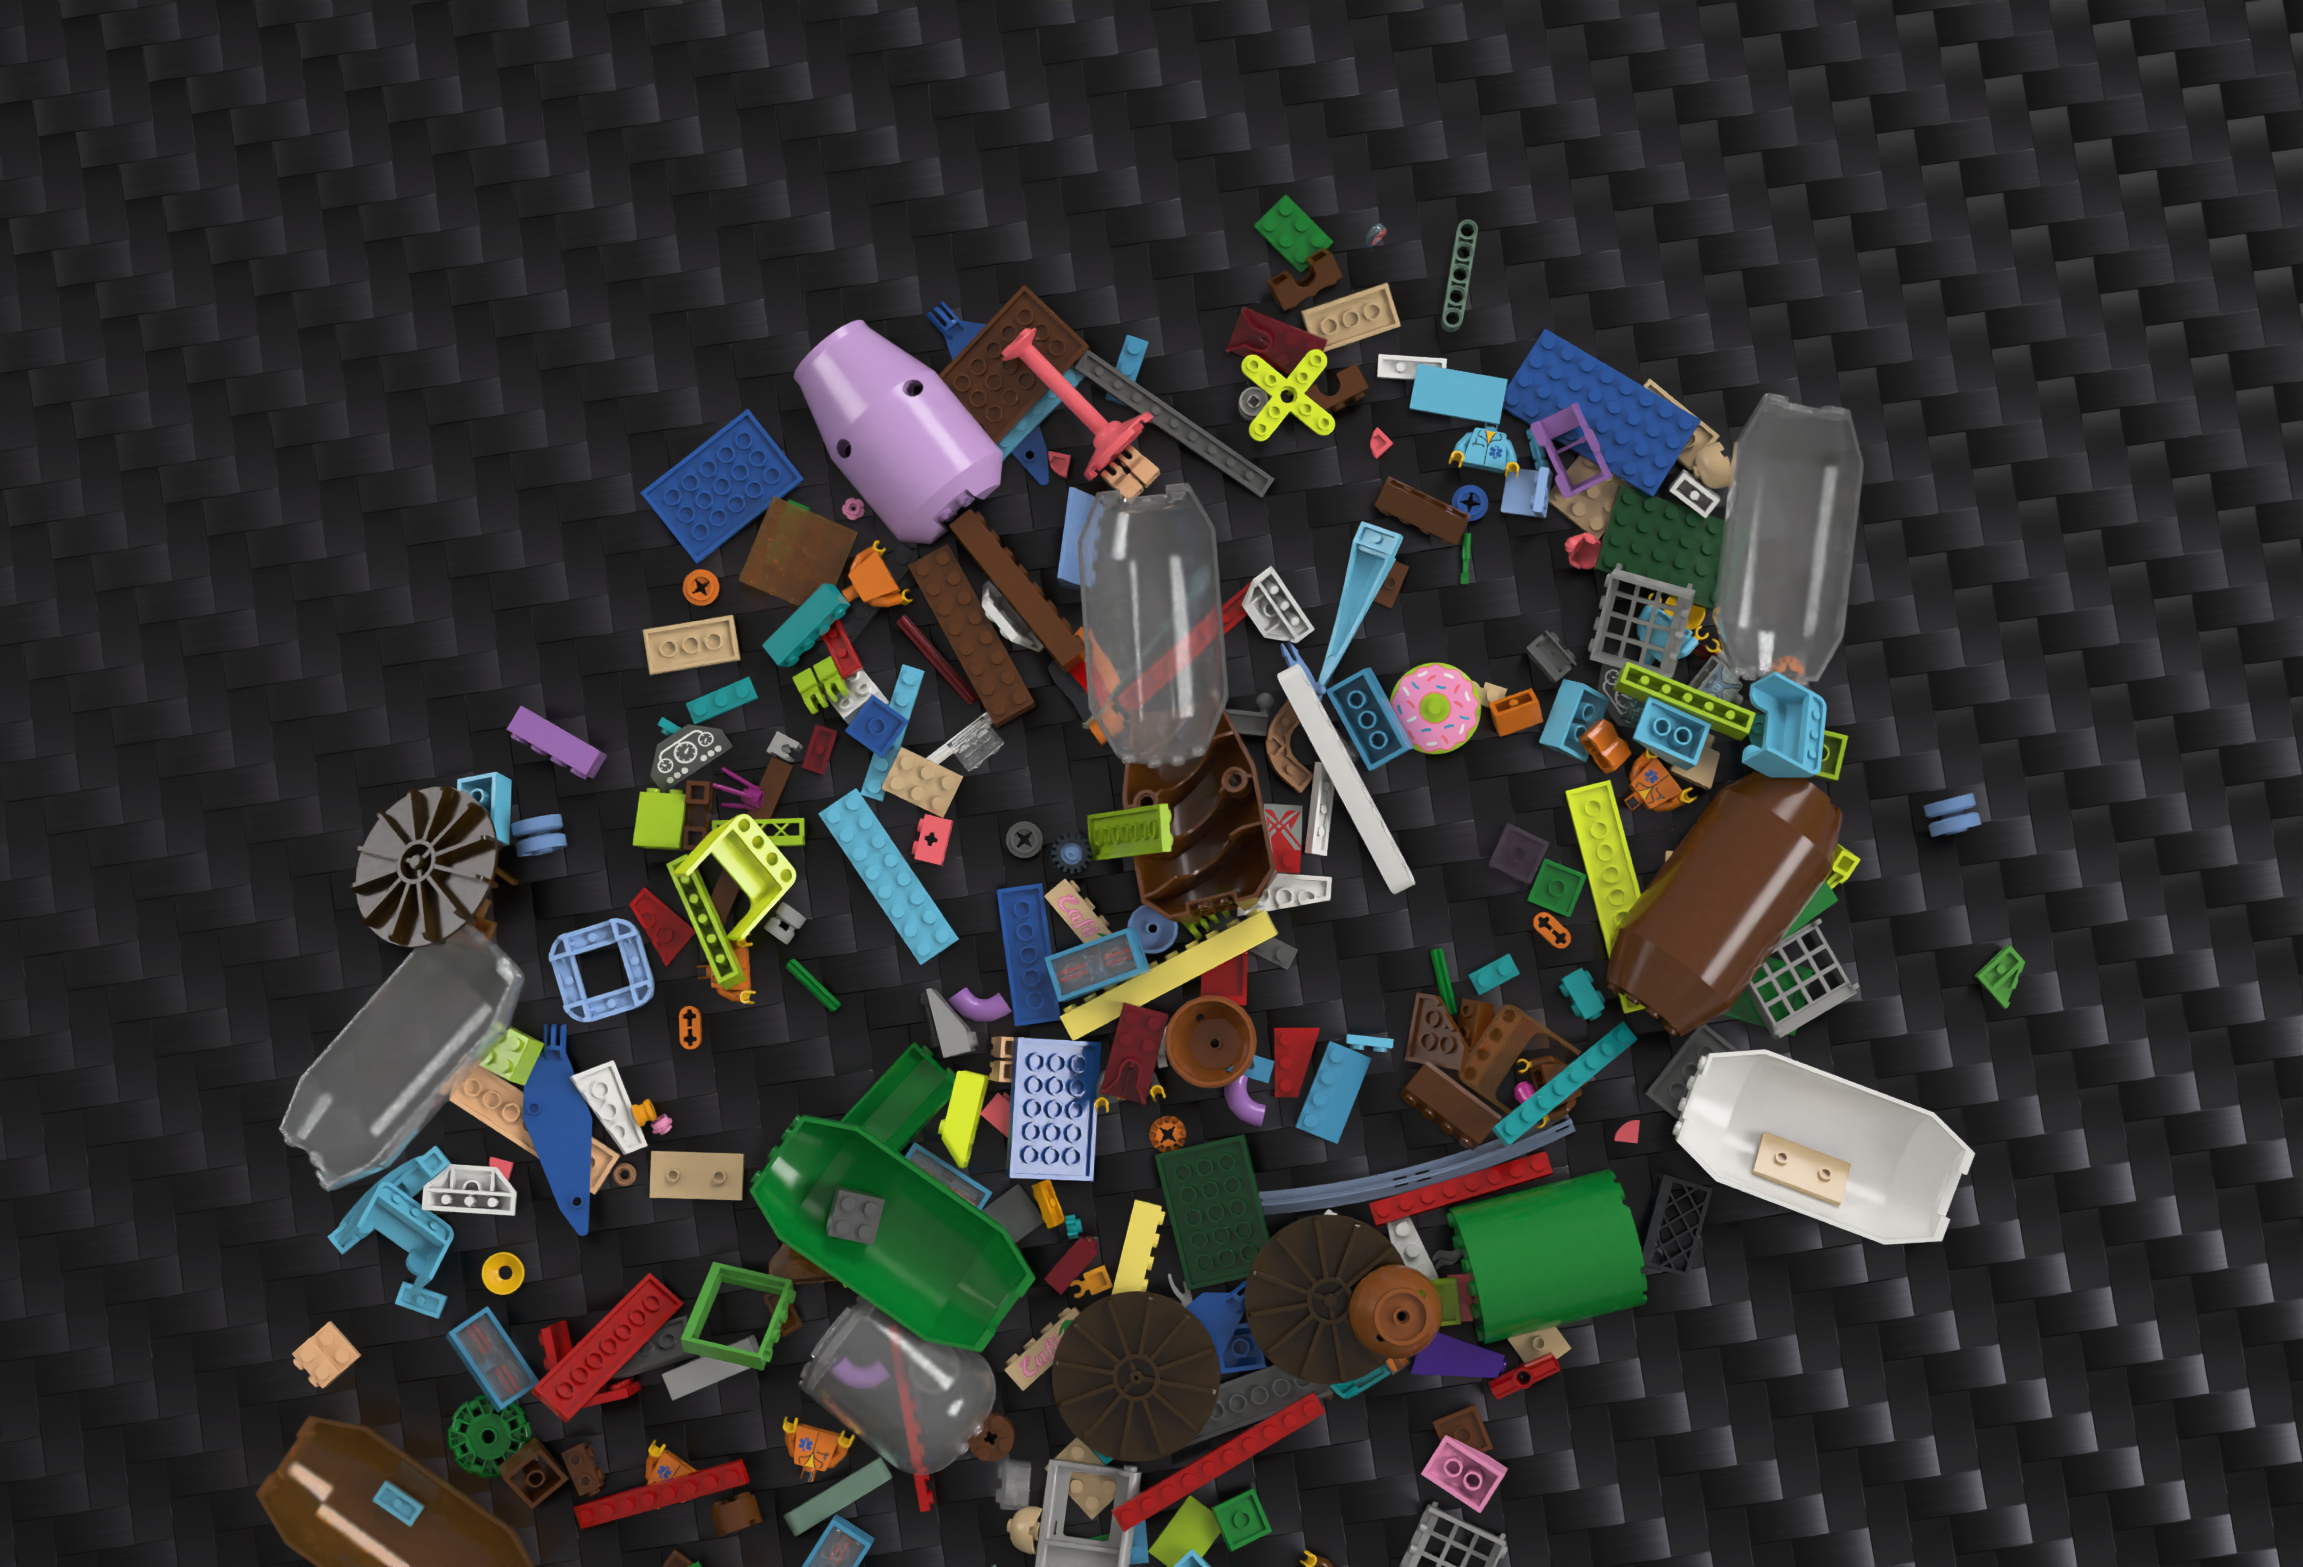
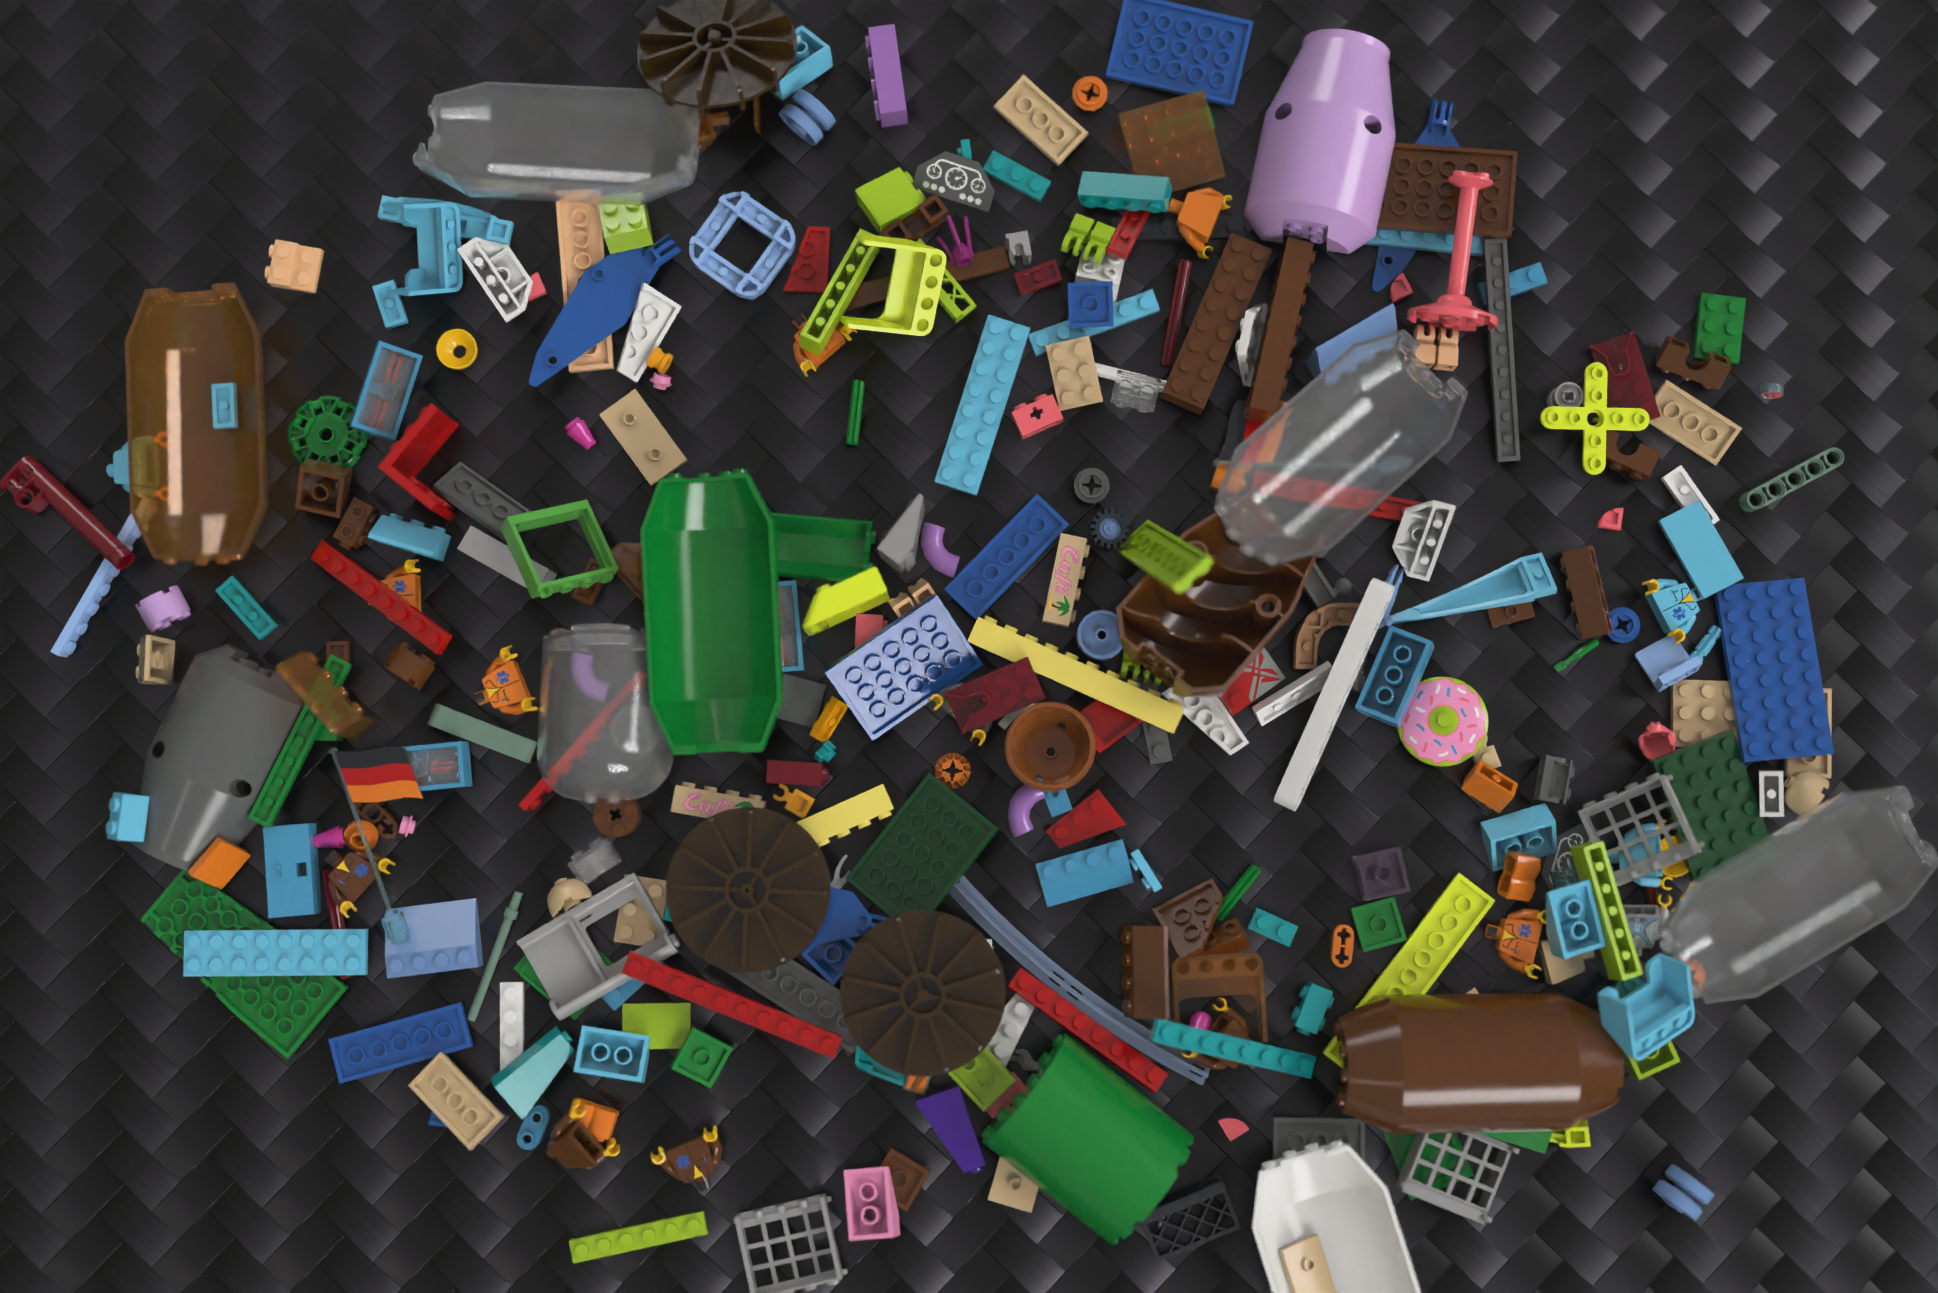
camera: 50 degrees right, 0 degrees up
(607, 1348) = (456, 466): red plate -> none
(617, 1174) = (597, 378): medium nougat plate -> none
(629, 1430) = (411, 536): none -> medium azure slope
(653, 1224) = (580, 433): none -> dark pink cone
(684, 1027) = (754, 349): orange beam -> none
(788, 915) = (894, 353): light grey wheel -> none
(852, 502) = (1236, 164): bright pink plate -> none
(855, 1215) = (704, 576): dark grey brick -> none
(1097, 964) = (1041, 613): clear brick -> none
(1381, 1298) = (950, 1034): dark orange piece -> none
(1537, 1369) = (968, 1186): red piece -> none
(1557, 425) = (1742, 646): medium lavender piece -> none

